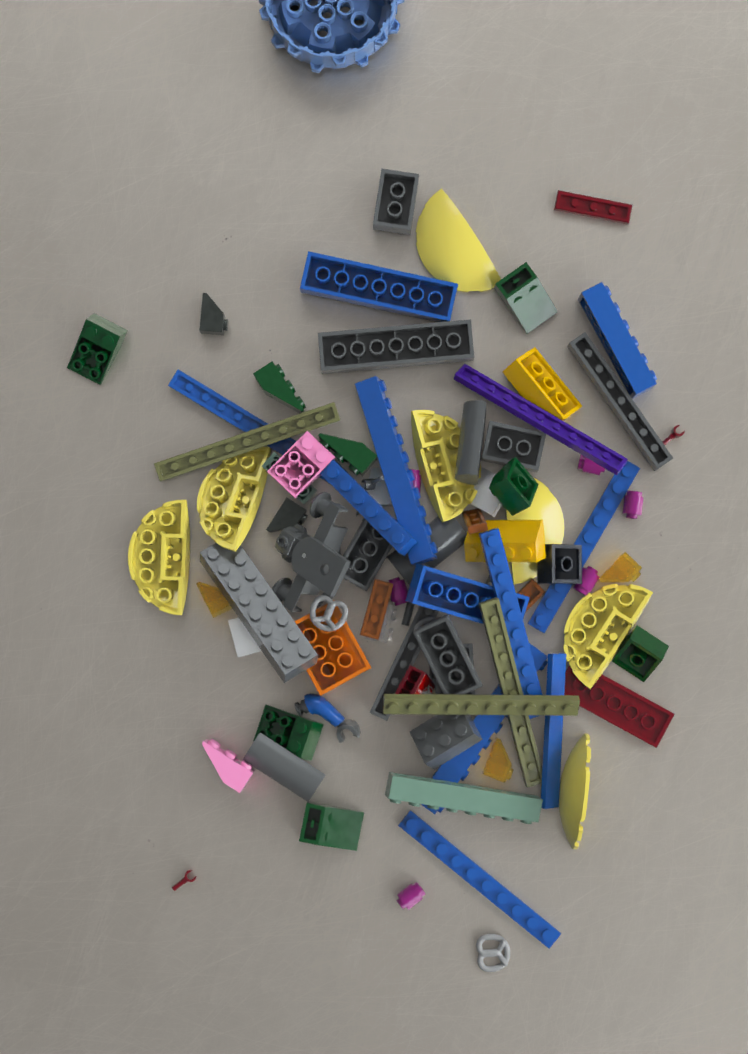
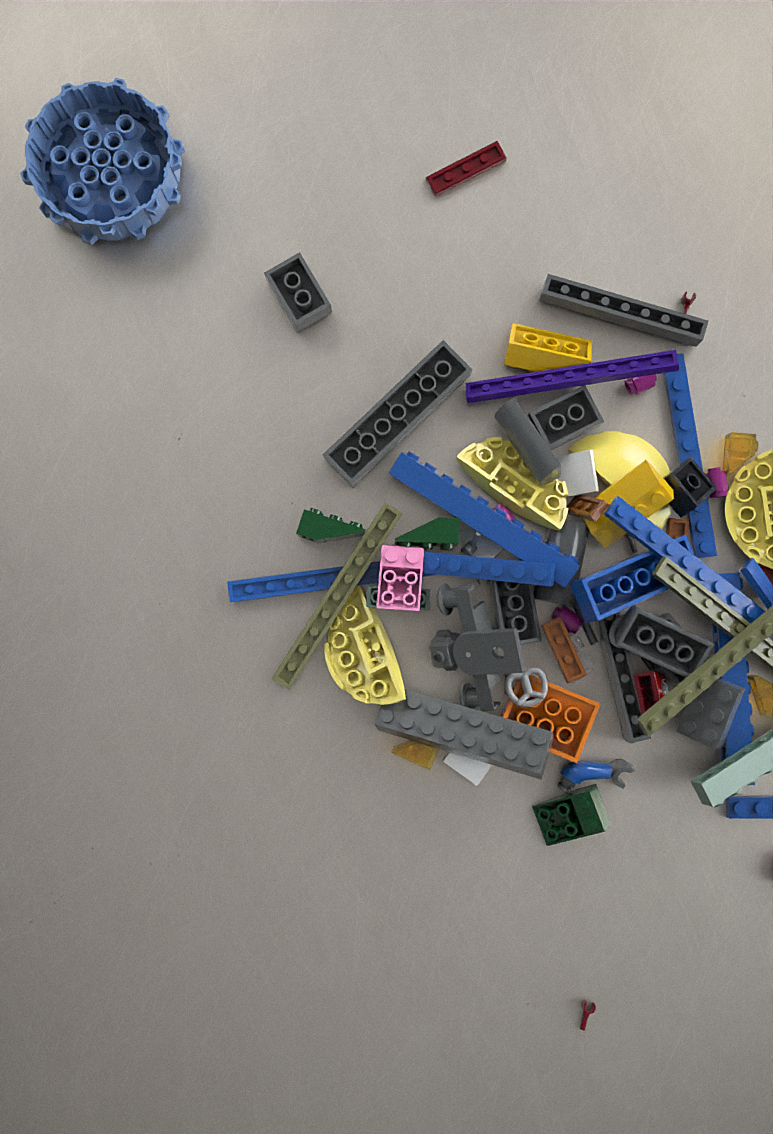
camera: 40 degrees left, 0 degrees up
(96, 348) = (143, 619): dark green slope -> none
(162, 556) = (343, 753): light yellow brick -> none
(212, 318) = (221, 514): pearl dark grey slope -> none
(230, 769) = (552, 888): bright pink slope -> none
(284, 767) = (596, 850): dark grey brick -> none
(288, 515) = (422, 631): pearl dark grey slope -> none
(331, 826) = (673, 867): dark green slope -> none
(378, 287) = (343, 376): blue brick -> none
(451, 247) = (376, 294): light yellow brick -> none
(514, 487) = (597, 452): dark green slope -> none
(525, 297) = (472, 286): slope -> none
(617, 340) = (578, 259): blue brick -> none
(633, 504) = (702, 388): magenta brick -> none

